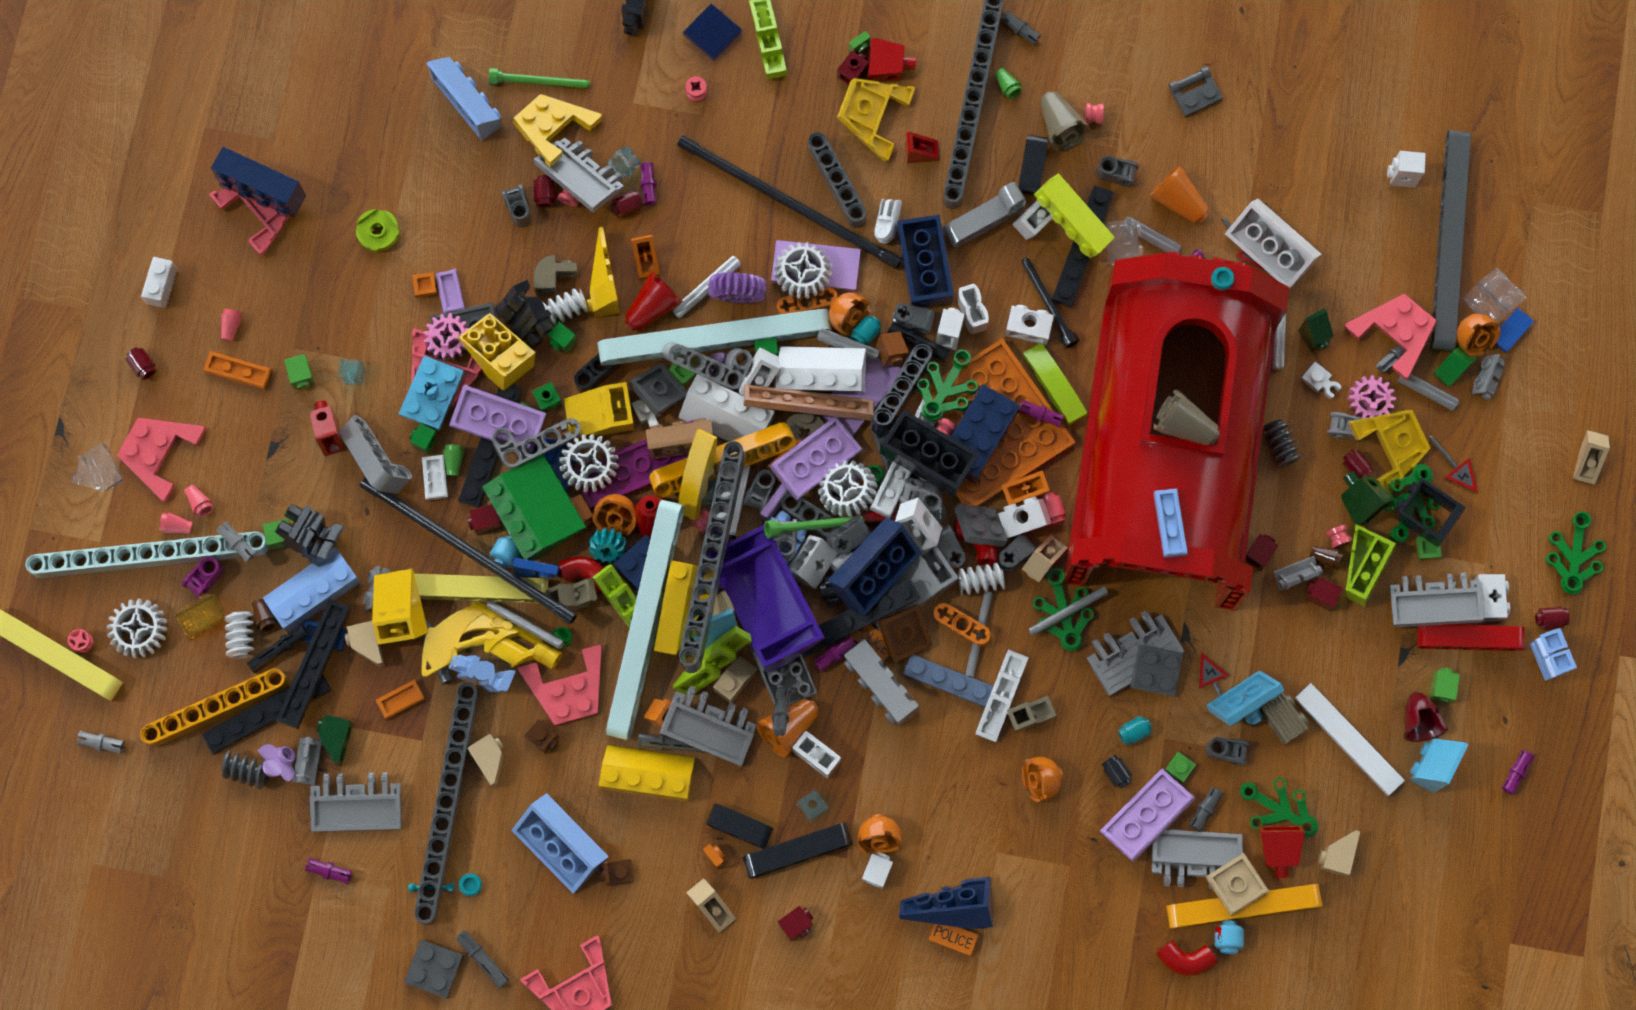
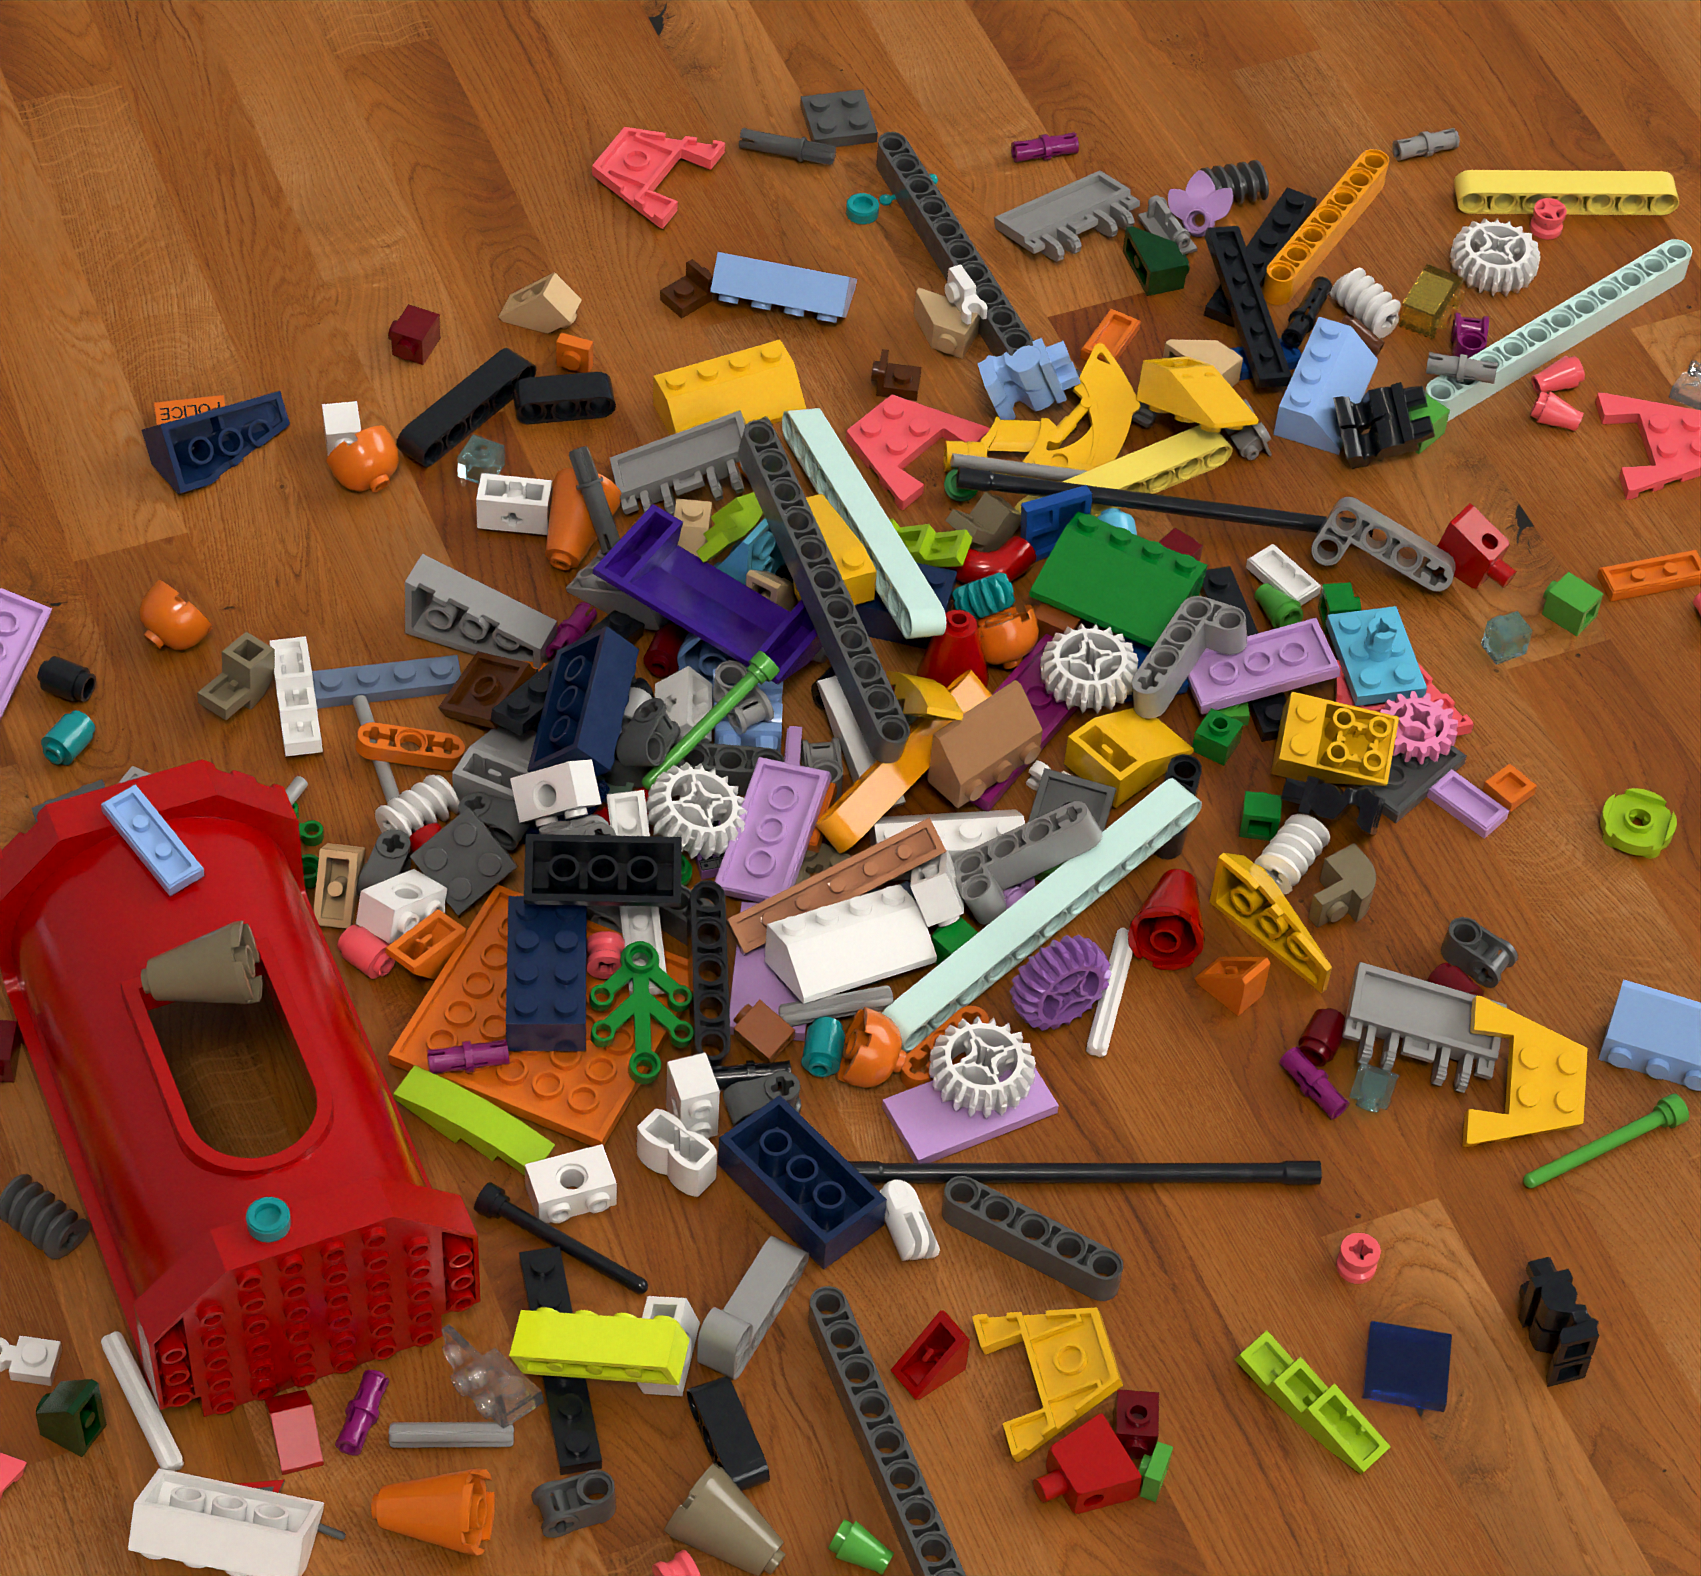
camera: 145 degrees right, 25 degrees down
(475, 758) = (962, 292): none -> white plate

